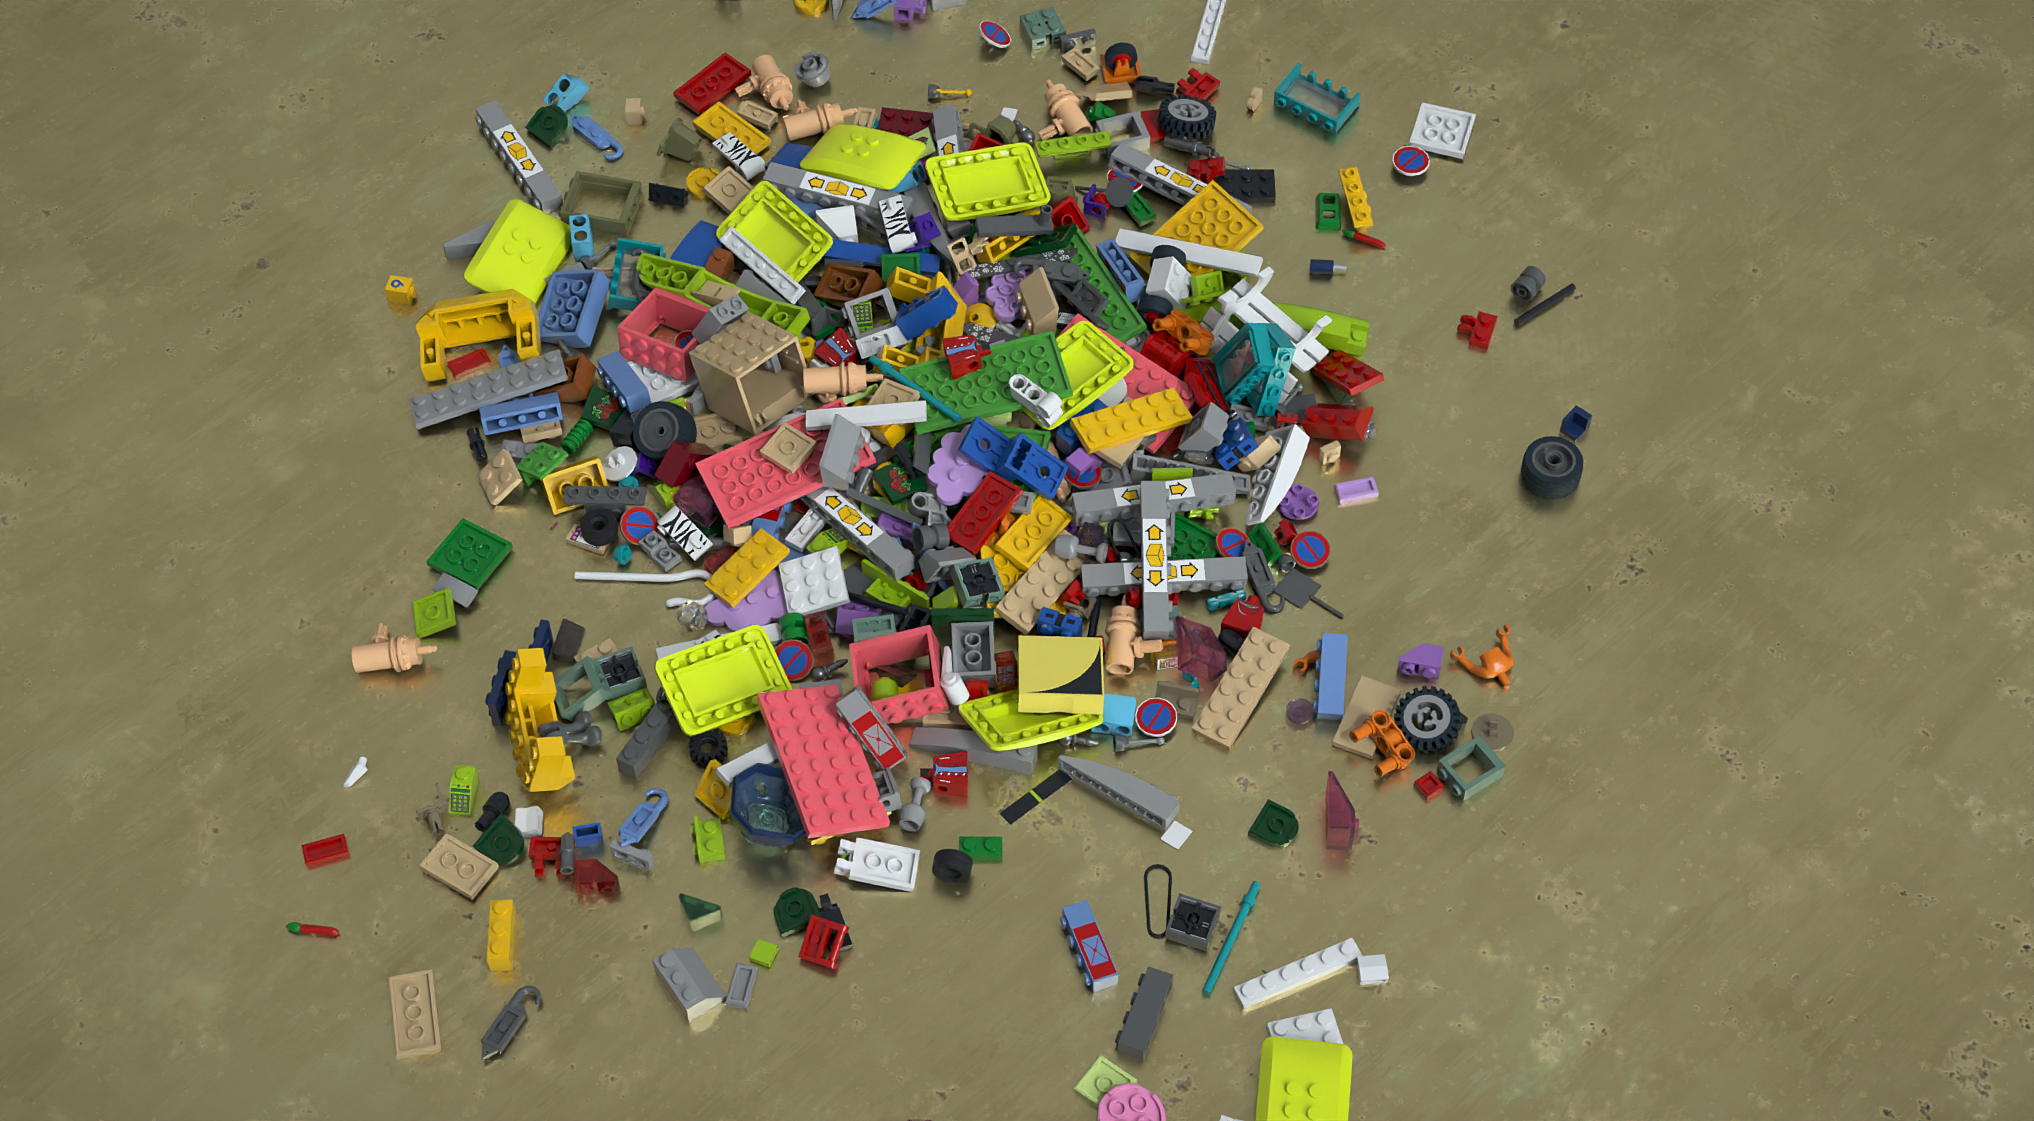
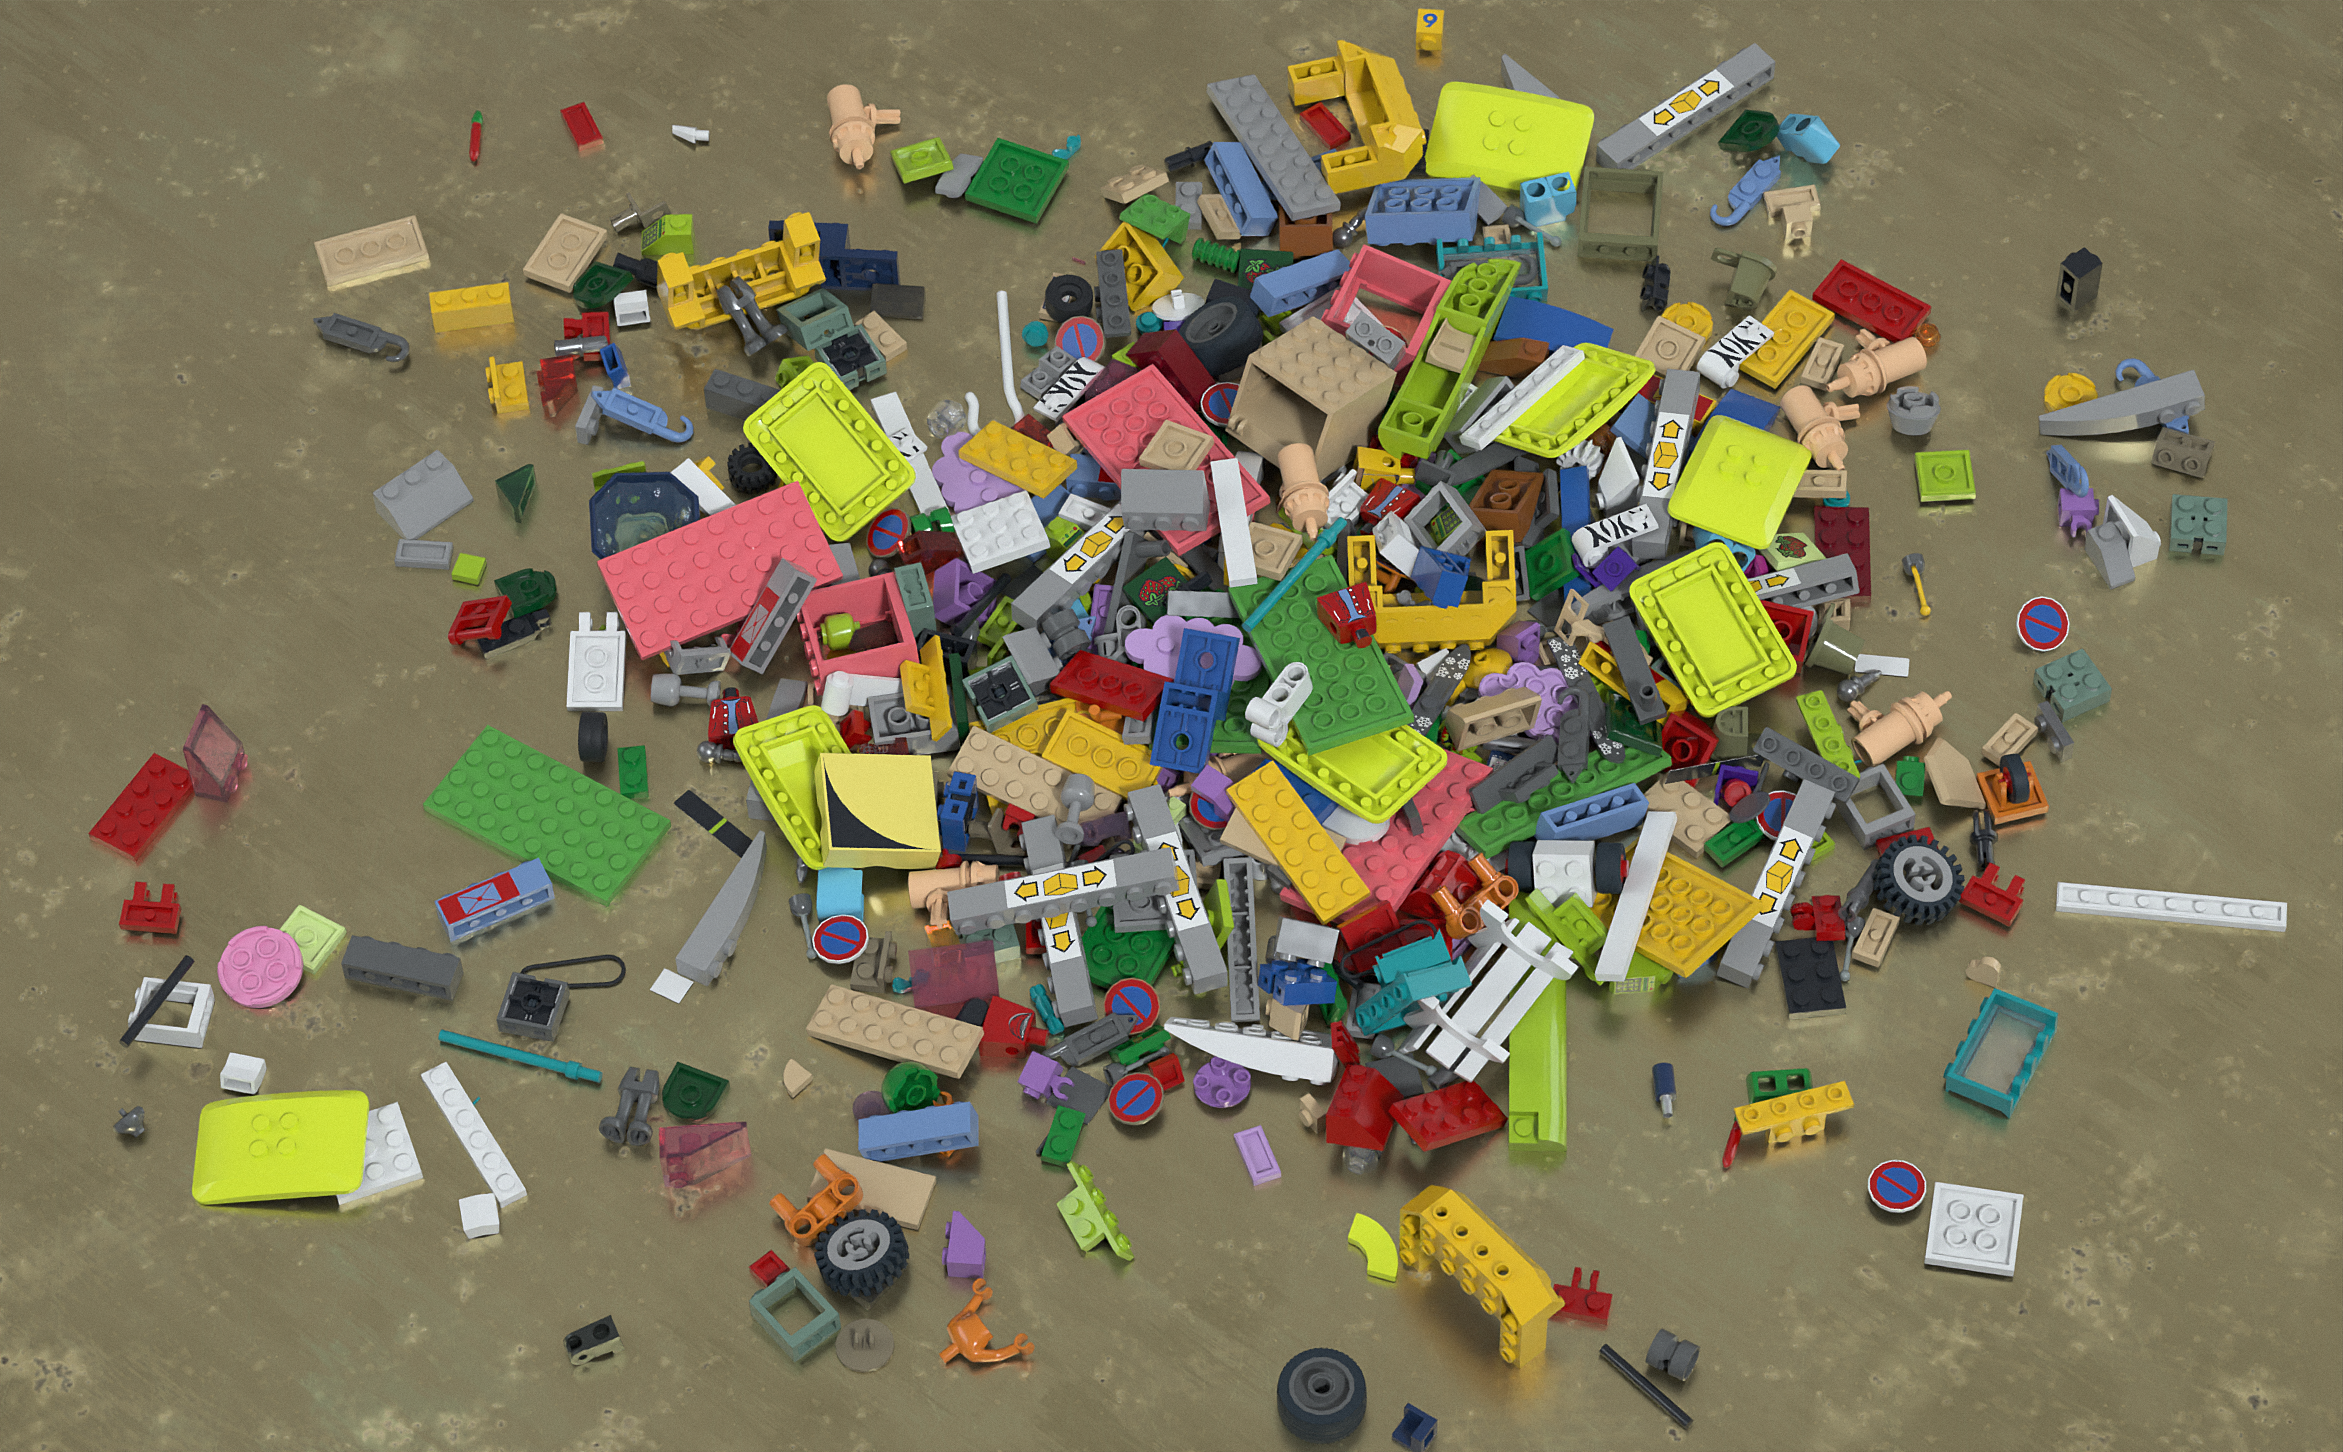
camera: 85 degrees right, 0 degrees up
(440, 518) = (1073, 146): none -> teal piece
(585, 916) = (509, 386): none -> yellow bracket
(611, 115) = (1777, 199): none -> tan tile
(723, 436) = (1218, 402): none -> piece
(746, 59) = (1928, 330): none -> clear orange plate
(863, 66) = (1945, 475): none -> lime plate
(962, 629) = (926, 688): none -> yellow bracket
(973, 790) = (709, 752): none -> flat silver bar
(1010, 910) = (547, 812): none -> bright green plate
(1084, 206) = (1712, 768): none -> black sticker
(1094, 156) = (1805, 764): none -> dark grey bracket
(1109, 226) = (1696, 815): none -> tan plate
(1226, 148) = (1875, 937): none -> tan plate
(1268, 757) = (795, 1077): none -> tan tile
(1268, 856) = (633, 1091): none -> dark grey piece
(1288, 602) = (1042, 1077): none -> medium lavender brick
(1290, 683) = (909, 1087): none -> green cylinder
(1308, 383) = (1444, 1076): none -> flat silver axle
(1333, 597) = (1063, 1136): none -> green plate
(1401, 588) = (1089, 1216): none -> lime bracket
(1433, 431) = (1376, 1245): none -> neon yellow tile
(1486, 897) = (593, 1341): none -> pearl dark grey leg
(1496, 342) = (1487, 1264): none -> yellow wedge

